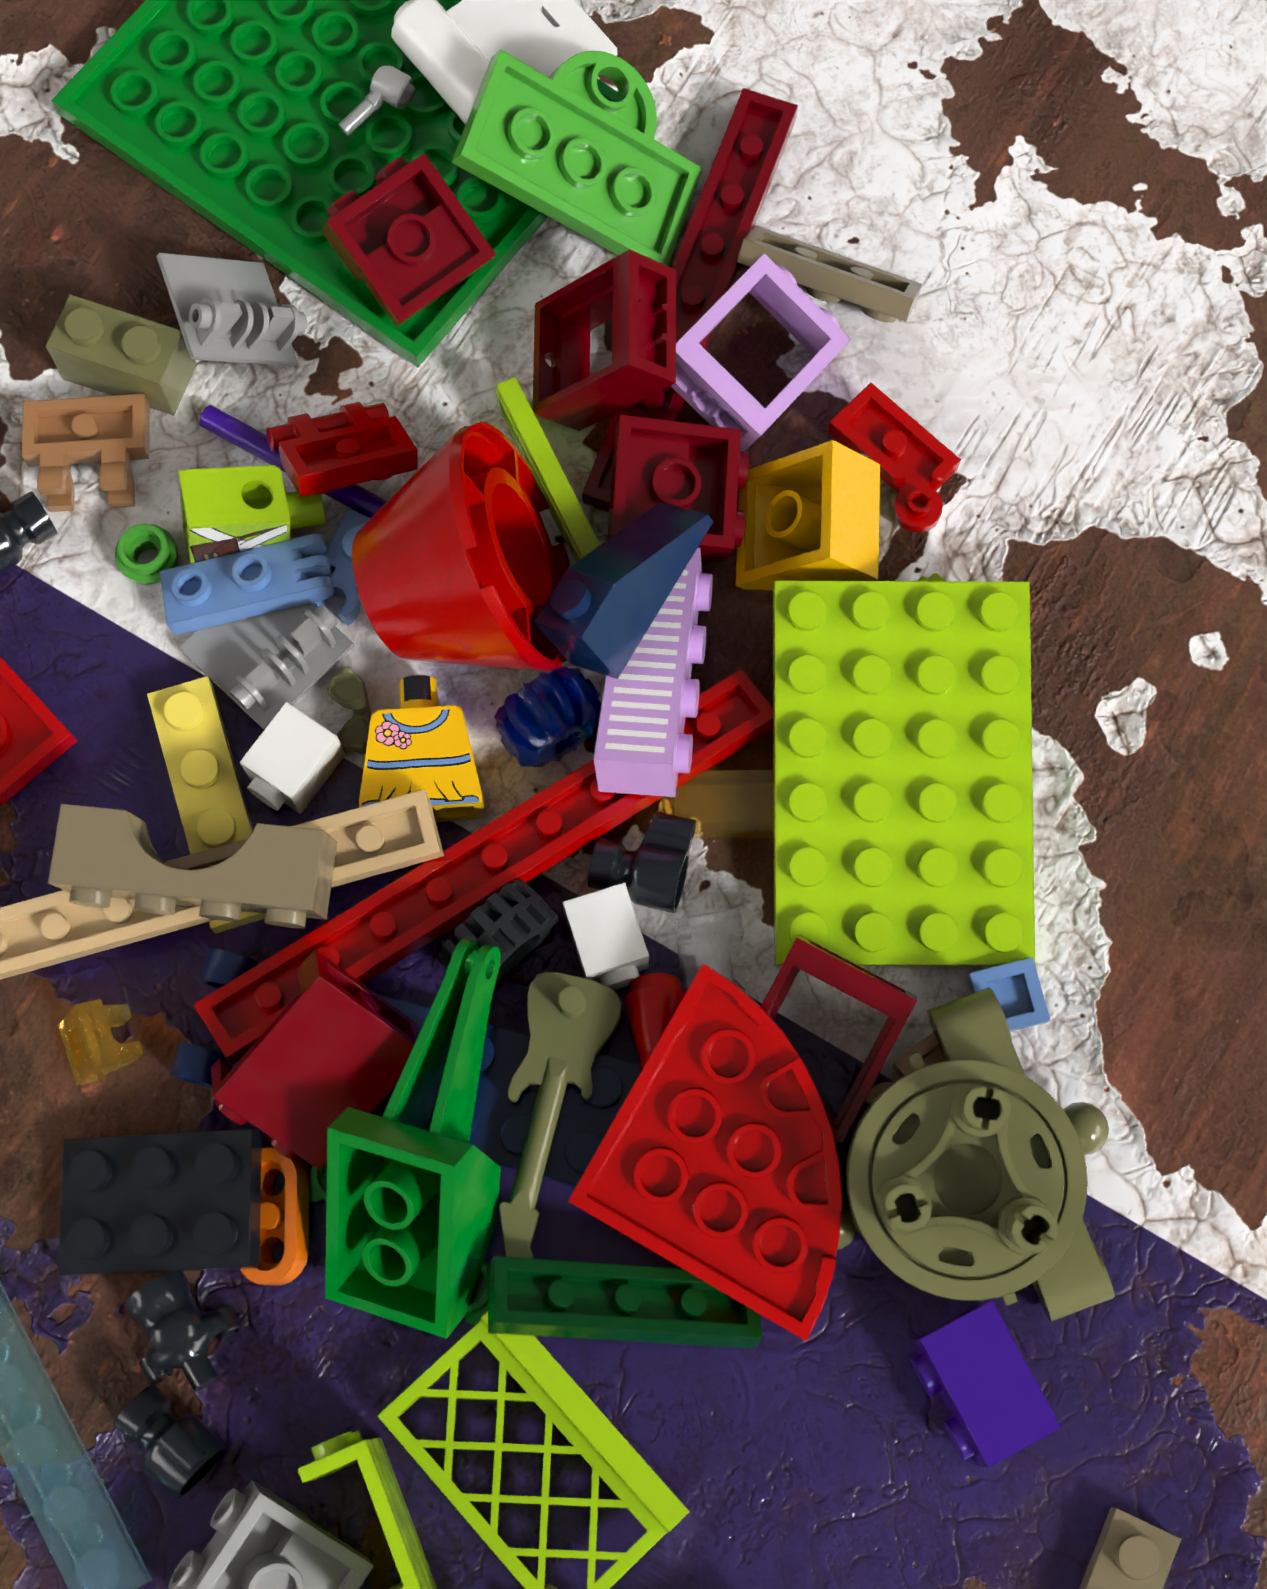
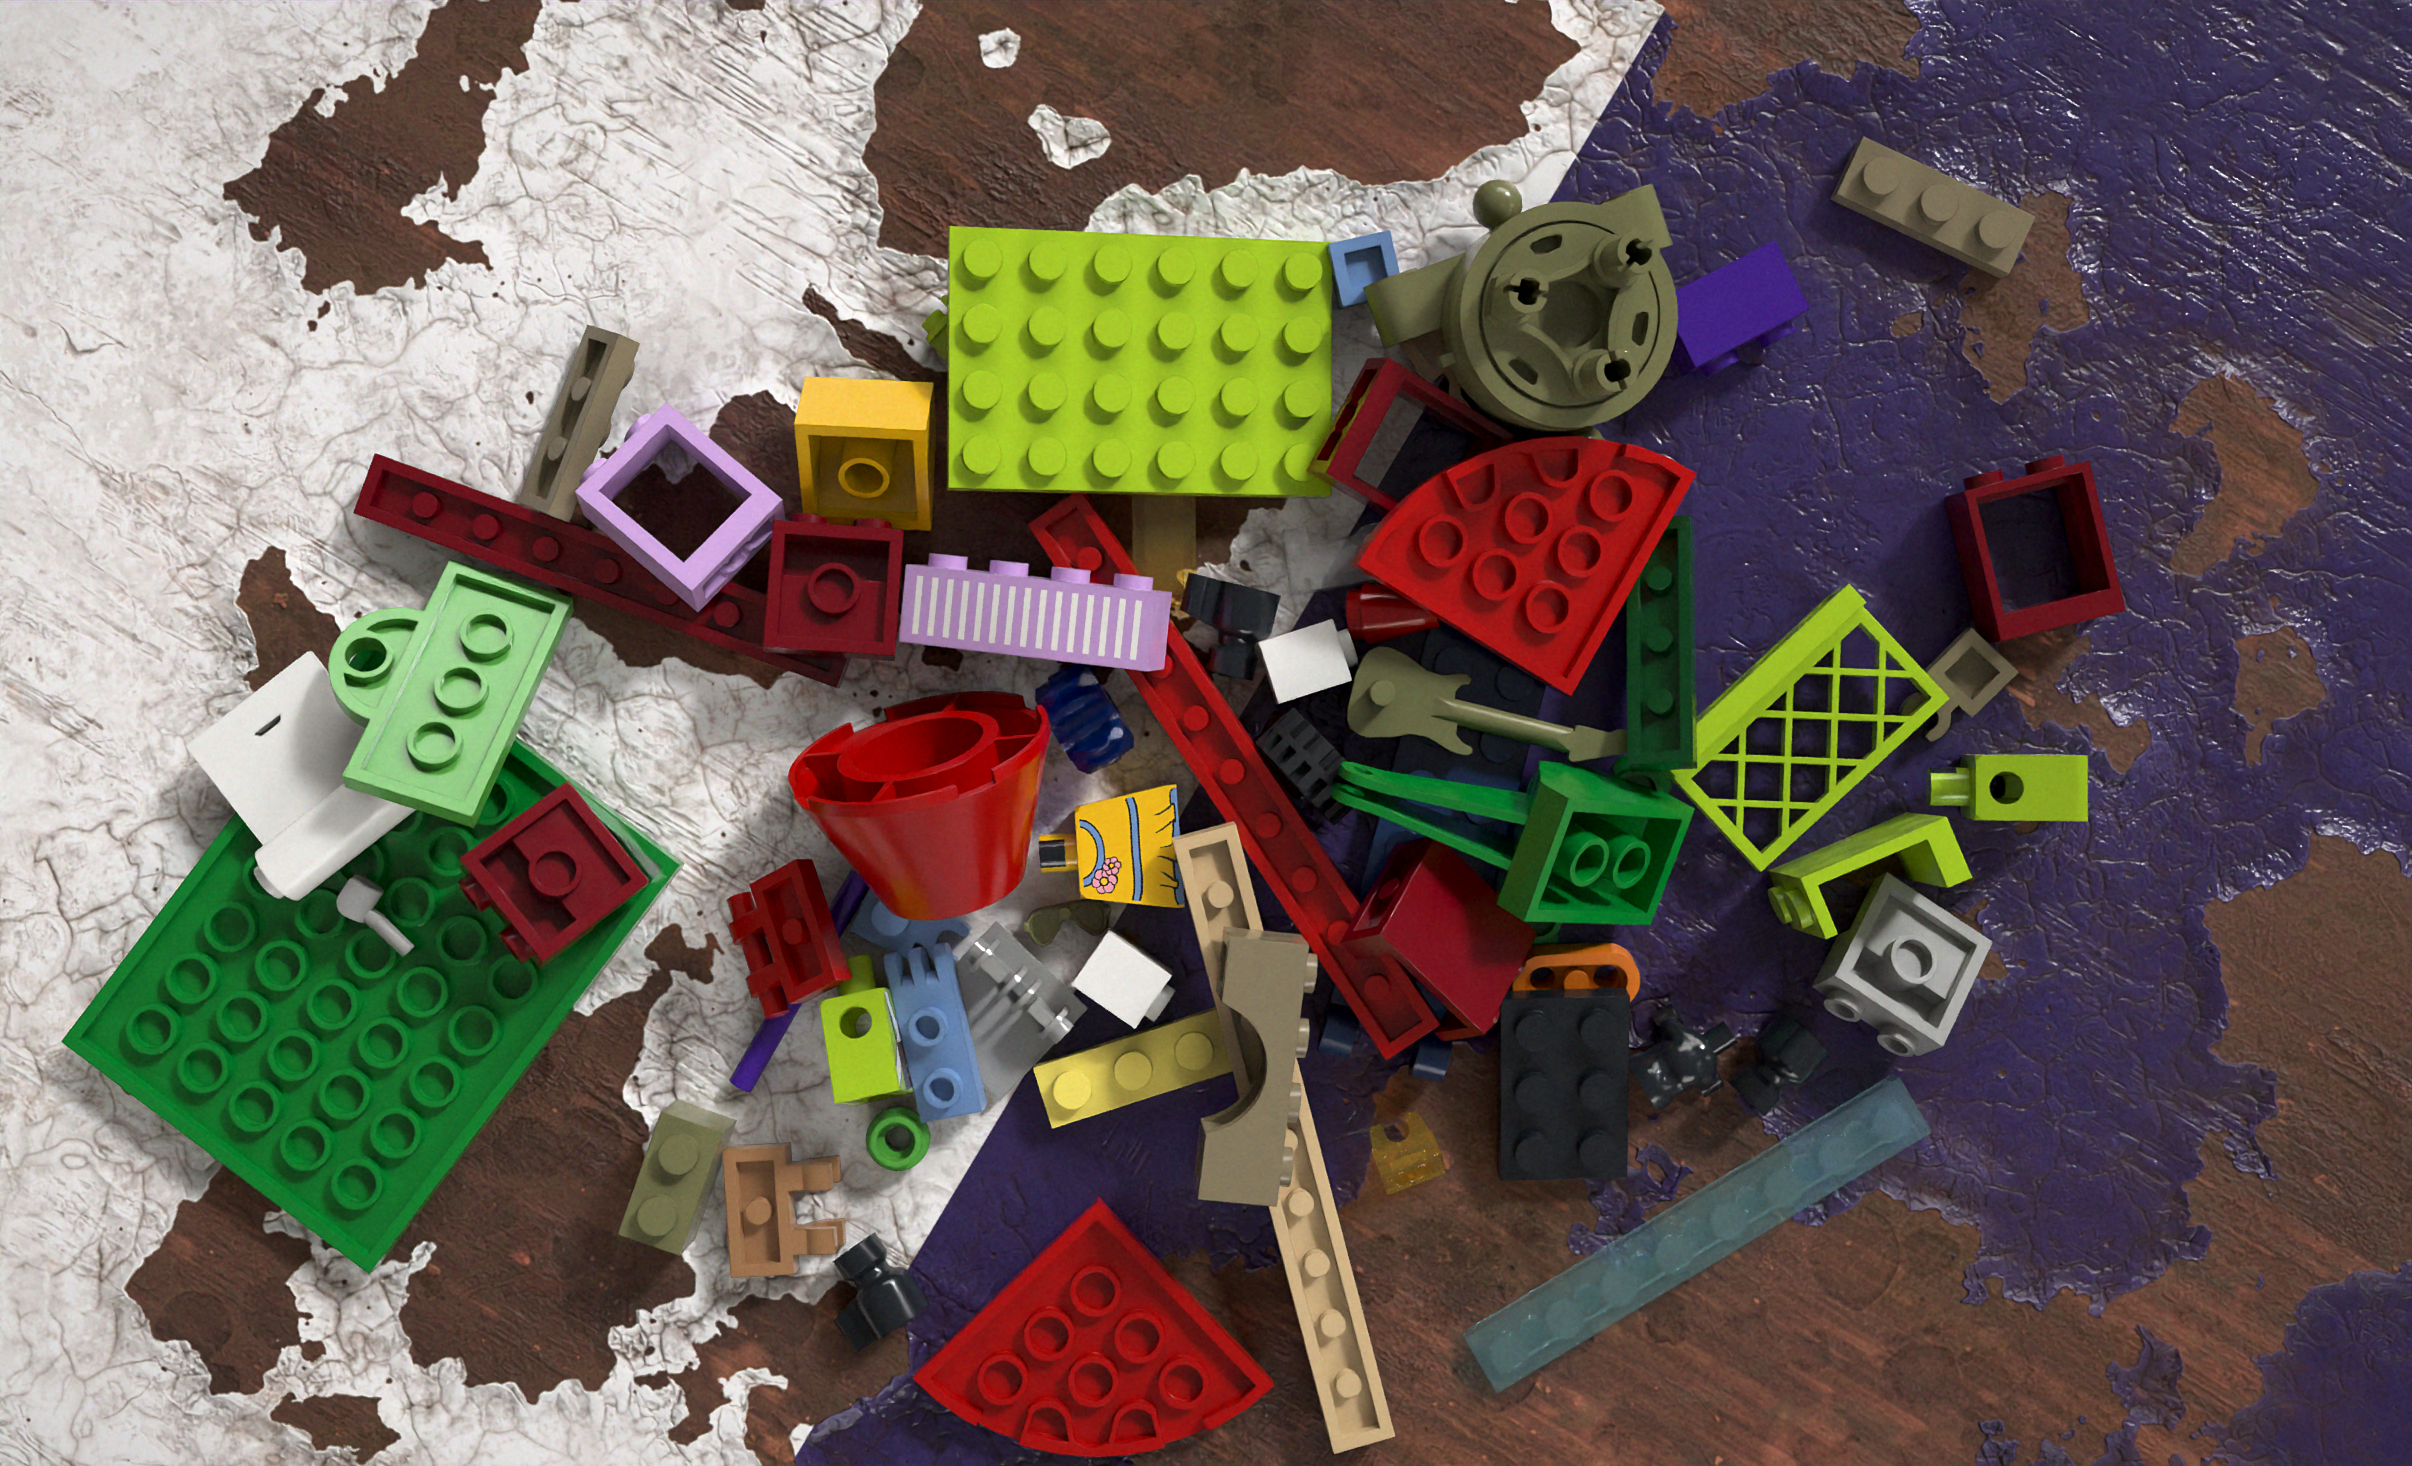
camera: 85 degrees left, 15 degrees up
(230, 310) = (626, 1064): light grey hinge -> none
(546, 469) = (835, 713): lime tile -> none
(619, 588) = (958, 641): dark blue slope -> none
(642, 307) = (673, 622): dark red window -> none
(908, 455) = (784, 352): red hinge -> none

